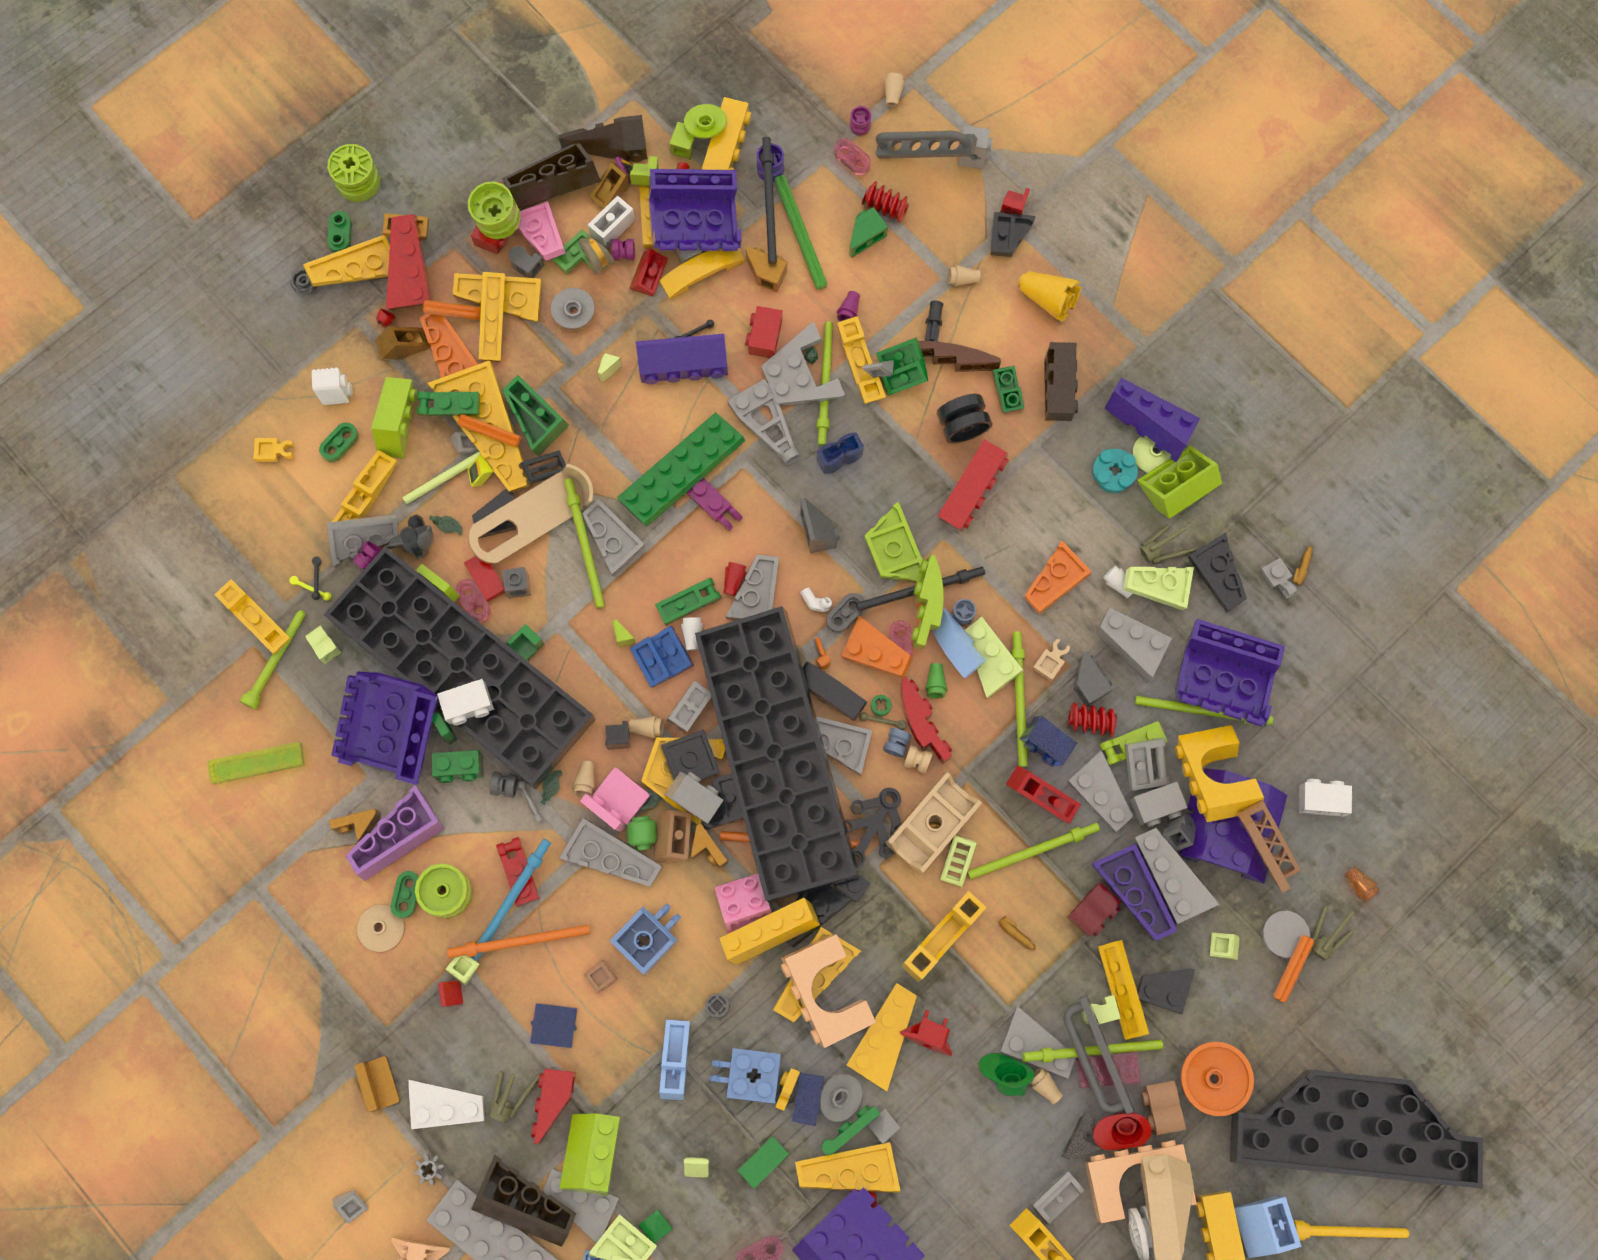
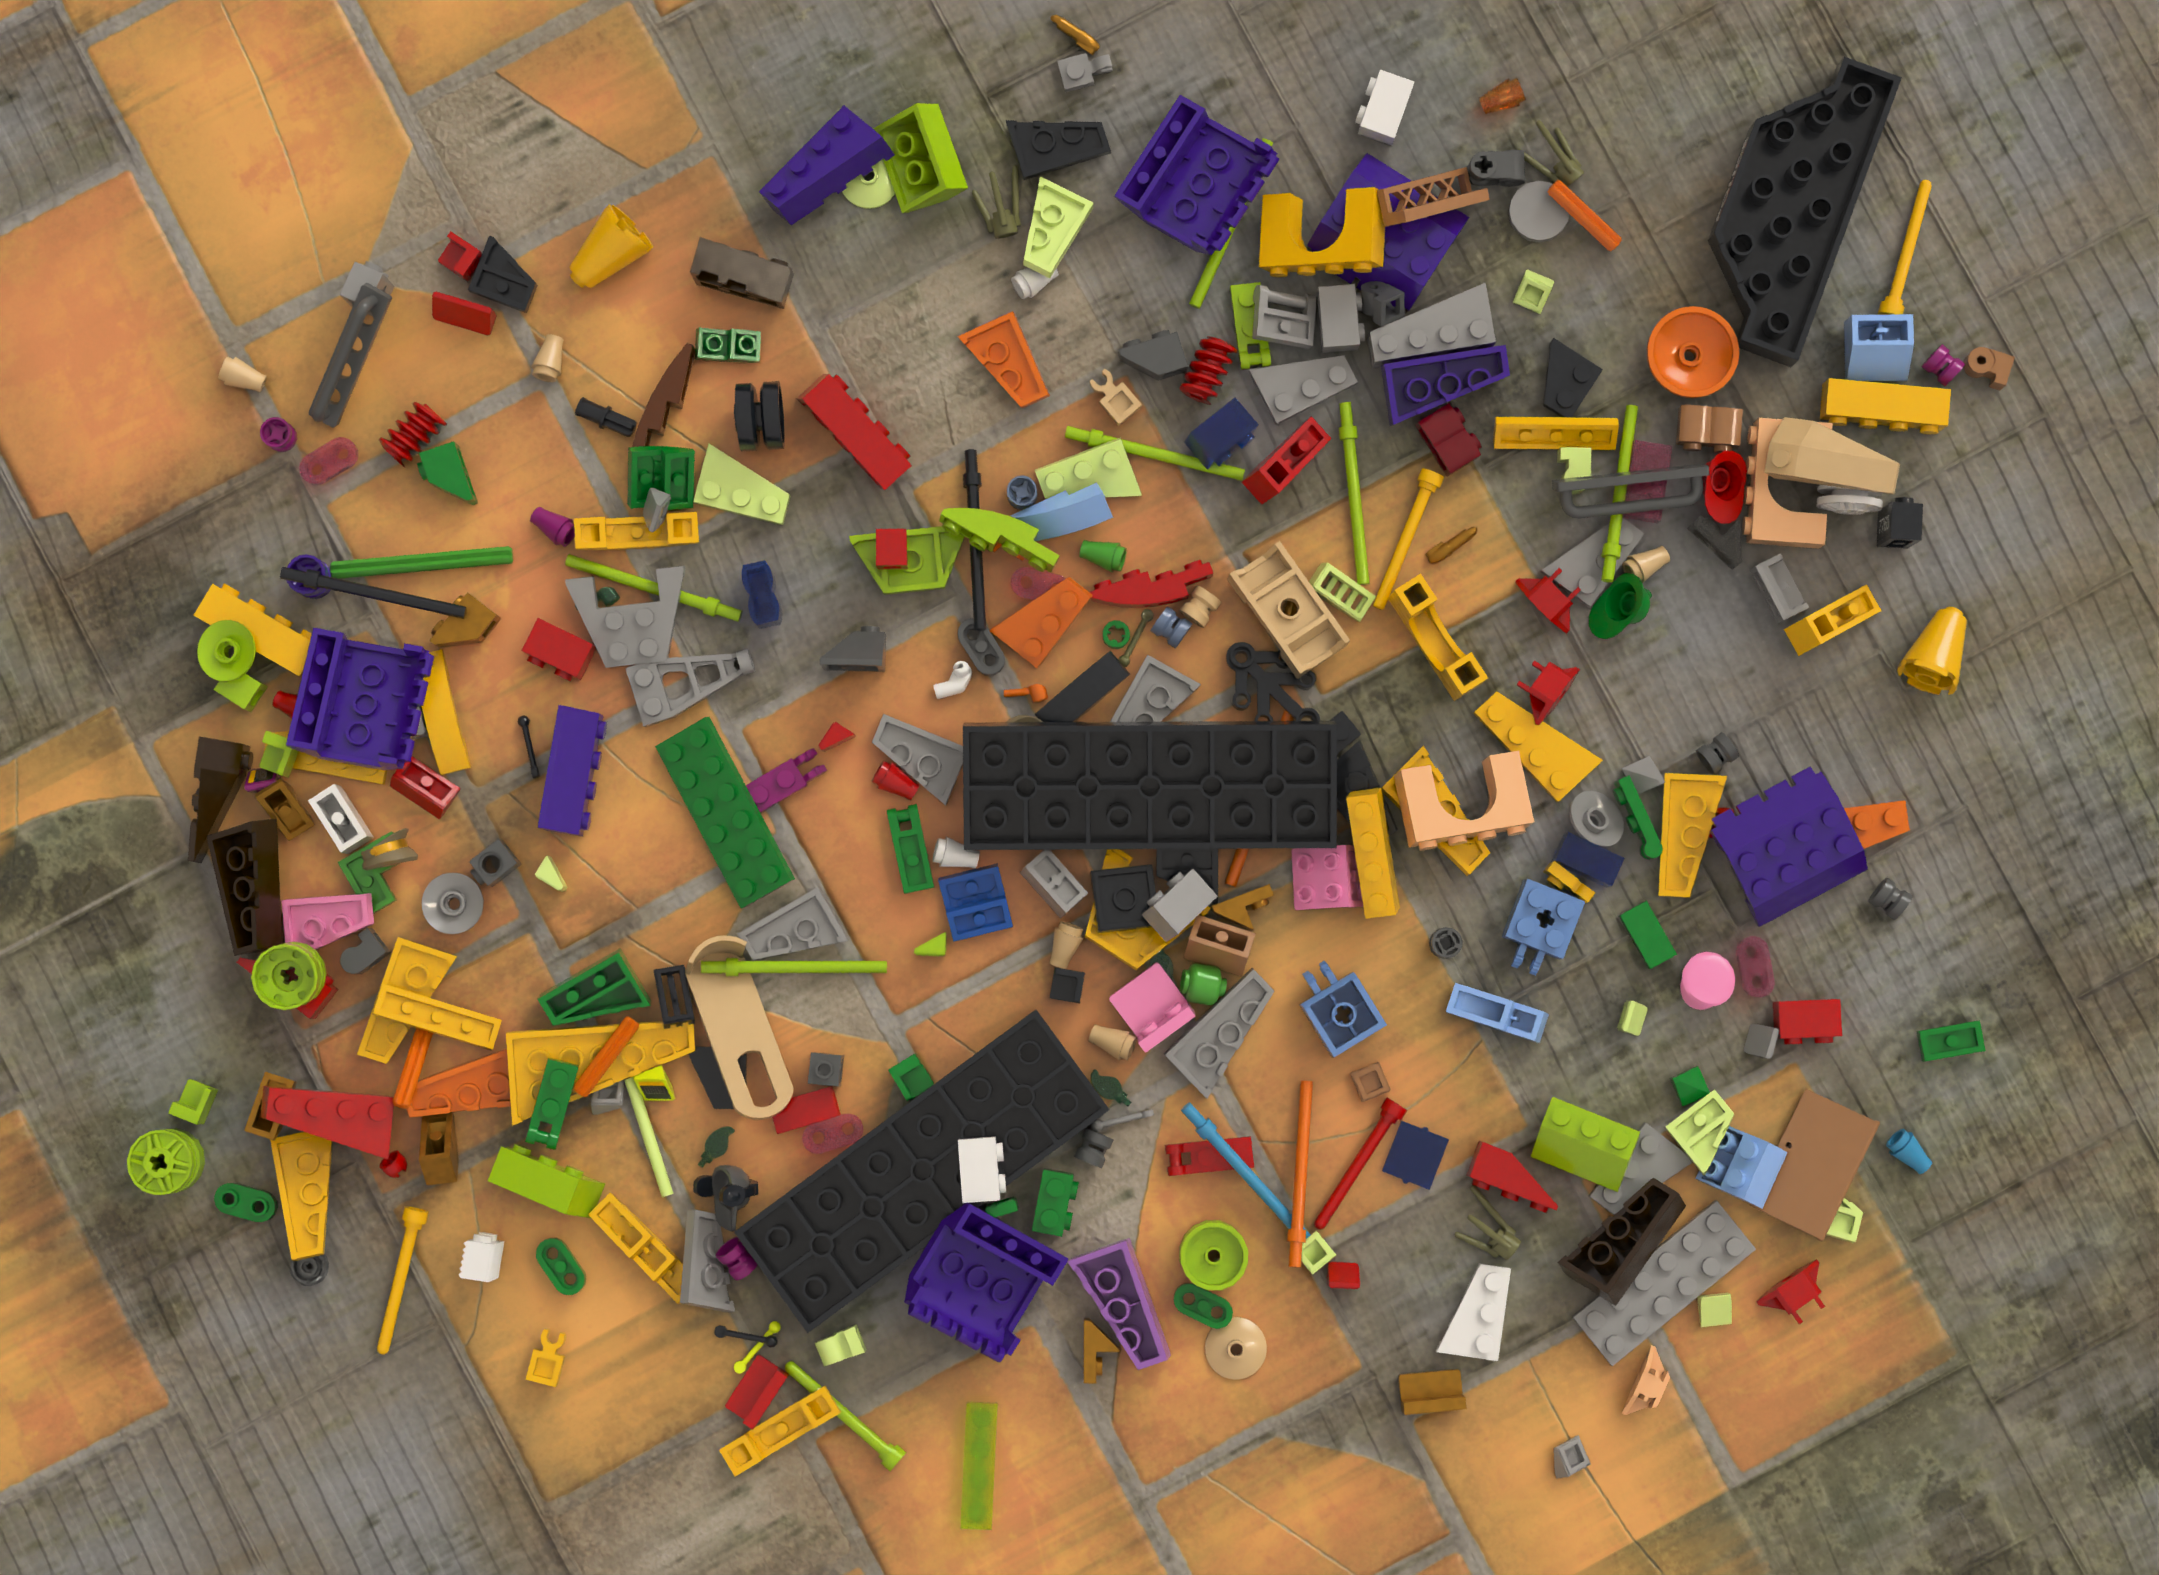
camera: 75 degrees left, 10 degrees up
(278, 596) = (756, 1390): none -> red panel
(350, 339) = (413, 1221): none -> yellow piece
(398, 184) = (194, 1102): none -> lime panel
(436, 1168) = (1561, 1347): light grey gear -> none
(438, 582) = (800, 1173): lime tile -> none
(580, 998) = (1390, 1114): none -> red piece
(610, 336) = (507, 859): none -> dark grey brick
(623, 249) = (378, 818): magenta wheel -> none
(739, 1218) = (1707, 981): none -> bright pink piece
(754, 529) = (835, 736): none -> red slope
(896, 529) = (891, 549): none -> red panel
(909, 422) = (738, 490): none -> yellowish green wing
(920, 1184) = (1717, 753): none -> dark grey wheel
(977, 214) = (463, 313): none -> red slope
(997, 1018) = (1549, 599): none -> red piece
(1057, 904) = (1428, 483): none -> yellow piece
(1120, 459) = (874, 221): teal plate -> none
(1134, 642) = (1121, 283): light grey wedge -> none
(1309, 895) = (1501, 168): none -> dark grey piece

